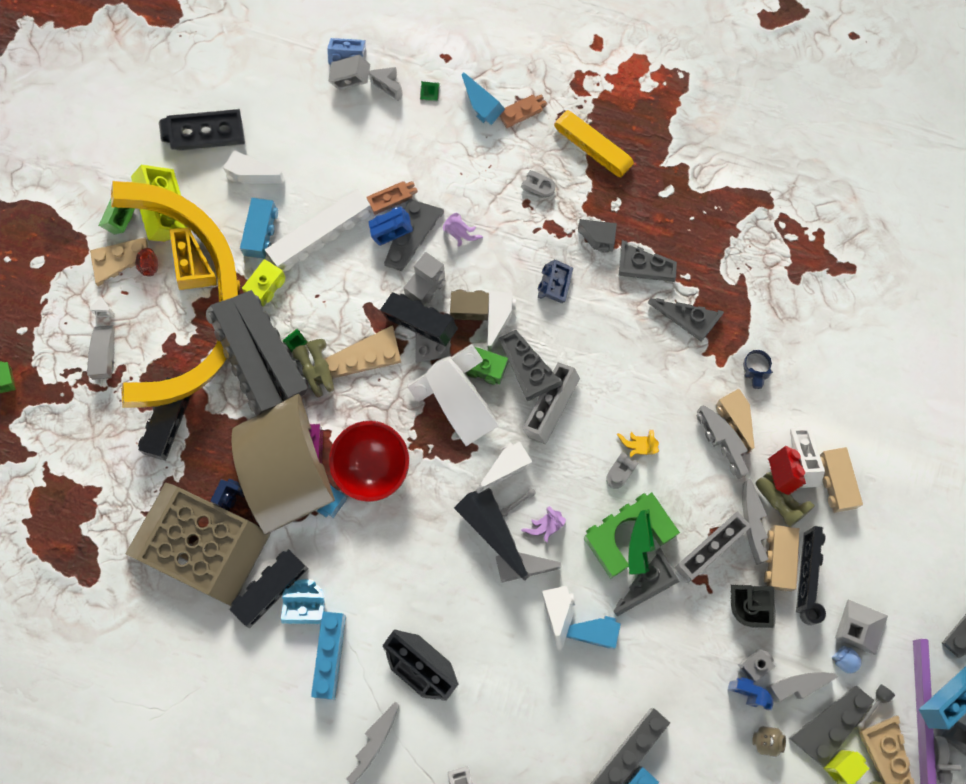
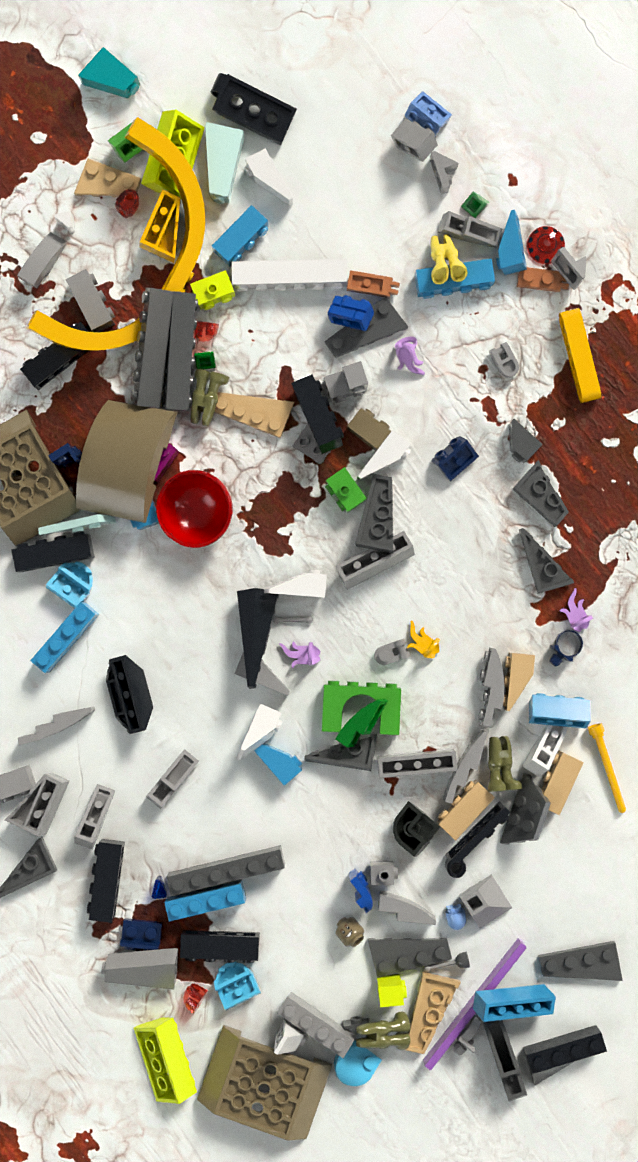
camera: 35 degrees right, 15 degrees up
(68, 178) = (109, 75): none -> teal slope
(164, 356) = (91, 301): none -> light grey brick
(204, 181) = (223, 155): none -> light aqua slope
(275, 547) = (77, 525): none -> light aqua wing
(280, 317) = (205, 331): none -> clear red piece
(438, 139) = (447, 251): none -> light yellow piece
(439, 109) = (470, 229): none -> light grey slope
(453, 150) = (479, 276): none -> dark azure brick
(457, 394) = (304, 500): white slope -> none
(506, 91) = (538, 250): none -> clear red dish
(512, 717) = (172, 779): none -> light grey slope
(537, 86) = (571, 270): none -> light grey slope
(745, 336) = (577, 616): none -> lavender piece
(787, 470) = (520, 746): red brick -> none
(793, 420) = (559, 711): none -> brick
(836, 417) = (596, 732): none -> yellow piece
(838, 524) = (526, 814): none -> dark grey wing

